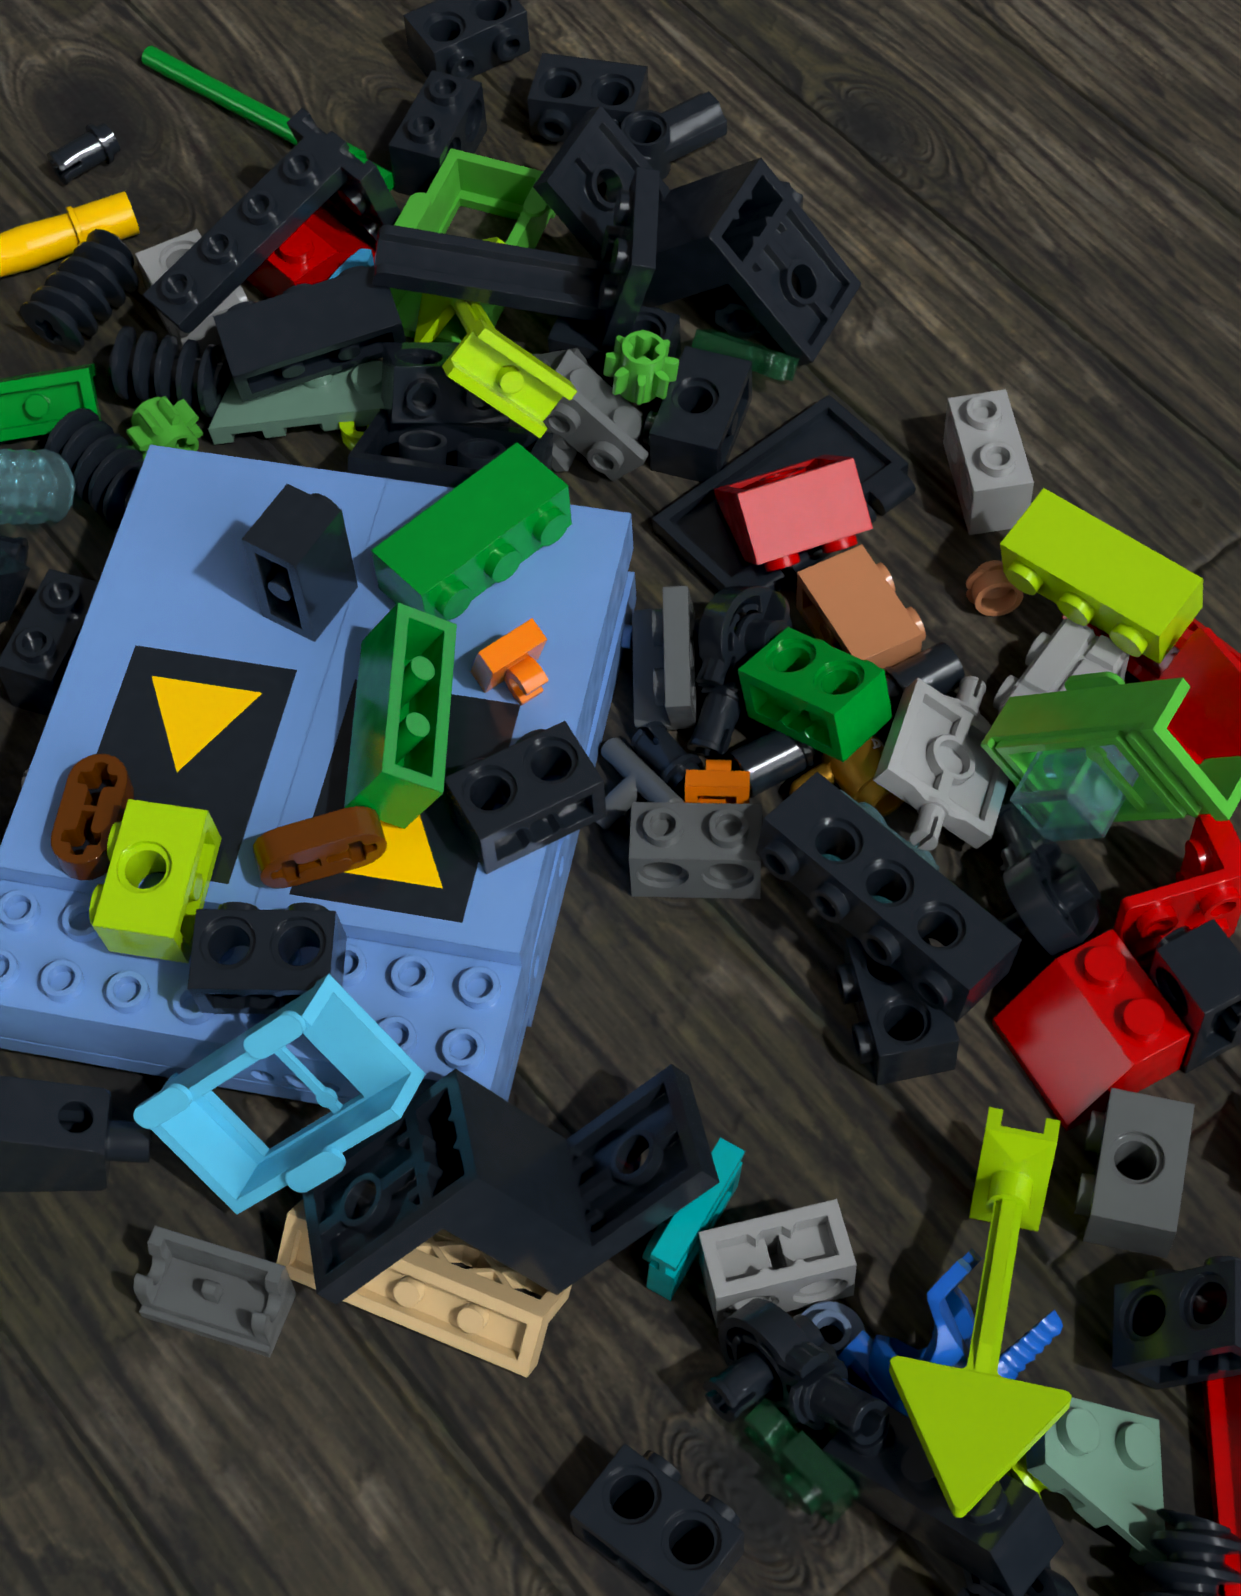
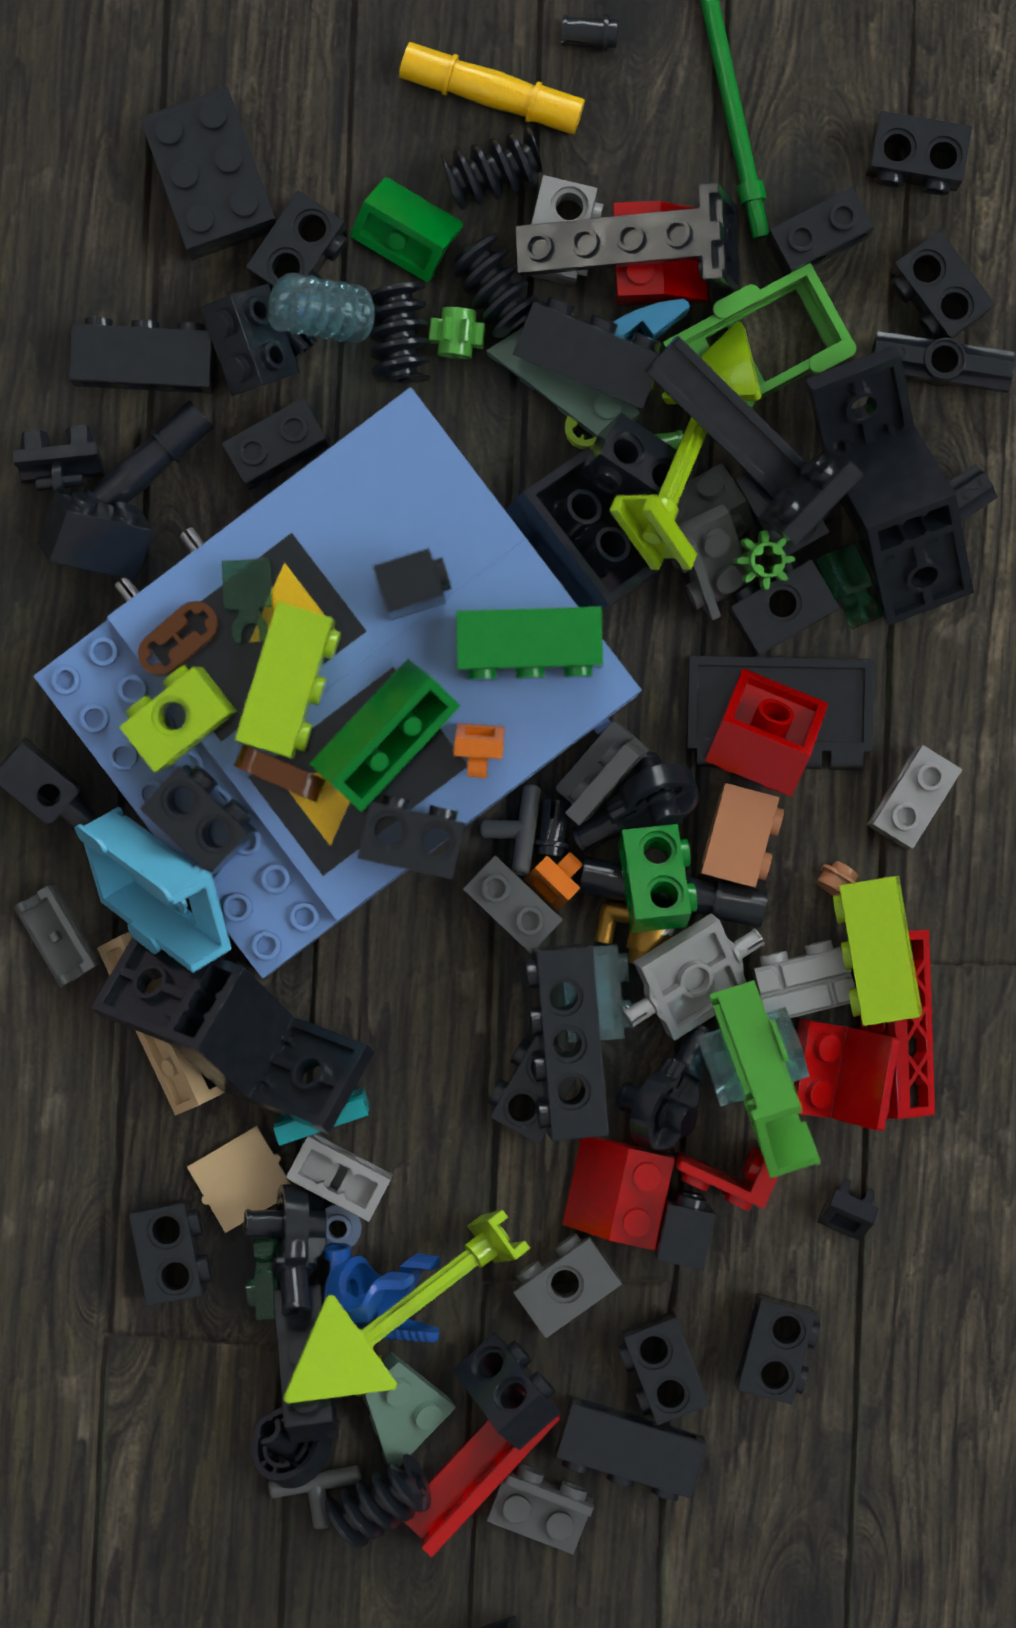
camera: 35 degrees right, 30 degrees up
(135, 712) = (247, 589): none -> clear green plate
(246, 748) = (288, 680): none -> lime brick
(658, 1389) = (239, 1177): none -> tan piece

